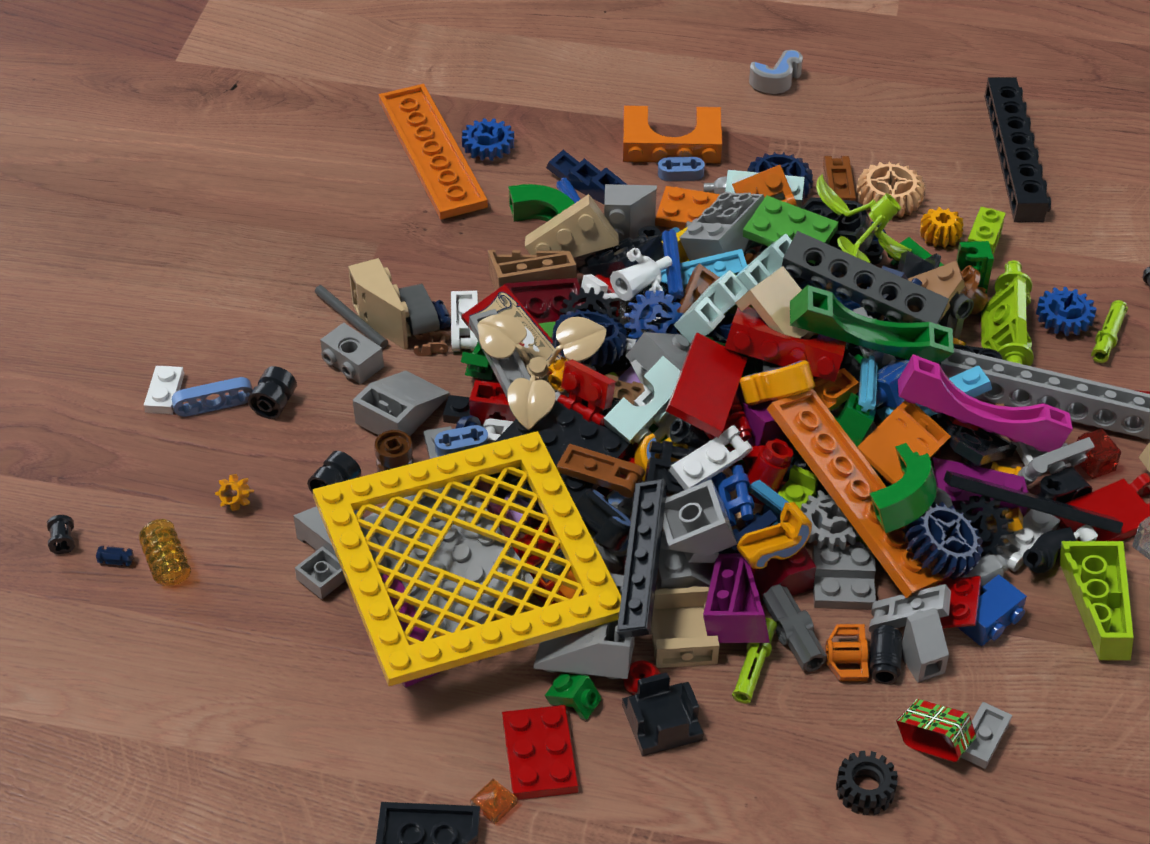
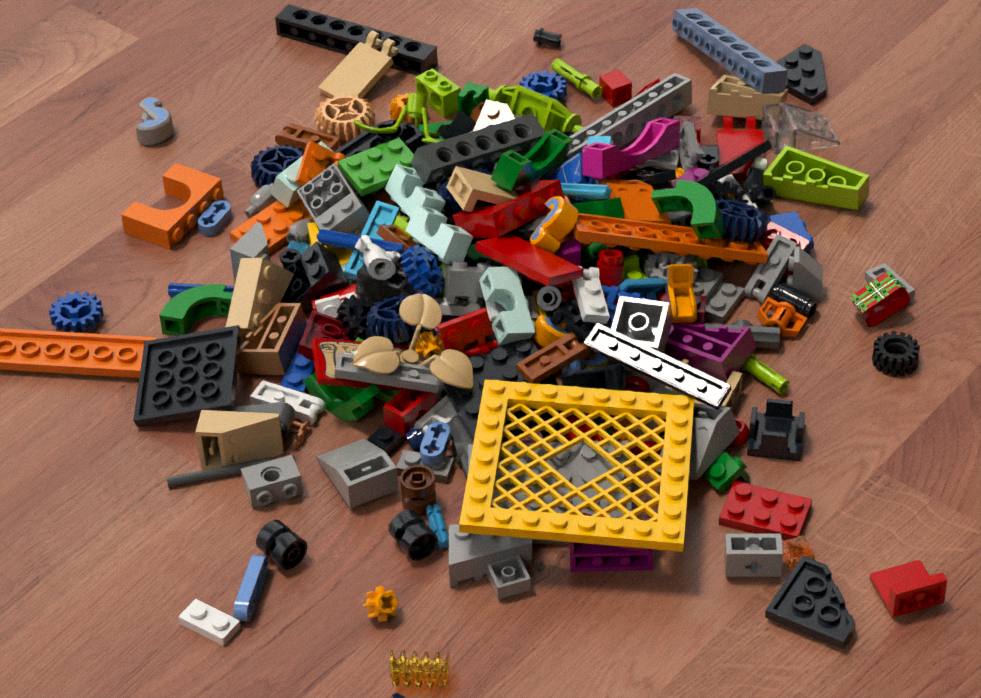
camera: 60 degrees left, 5 degrees down
(441, 238) = (188, 375): none -> black plate
(450, 759) = (753, 555): none -> light grey brick
(583, 175) = (192, 270): dark blue slope -> none
(966, 167) = (360, 68): none -> tan tile
(1117, 365) = (616, 87): none -> red panel

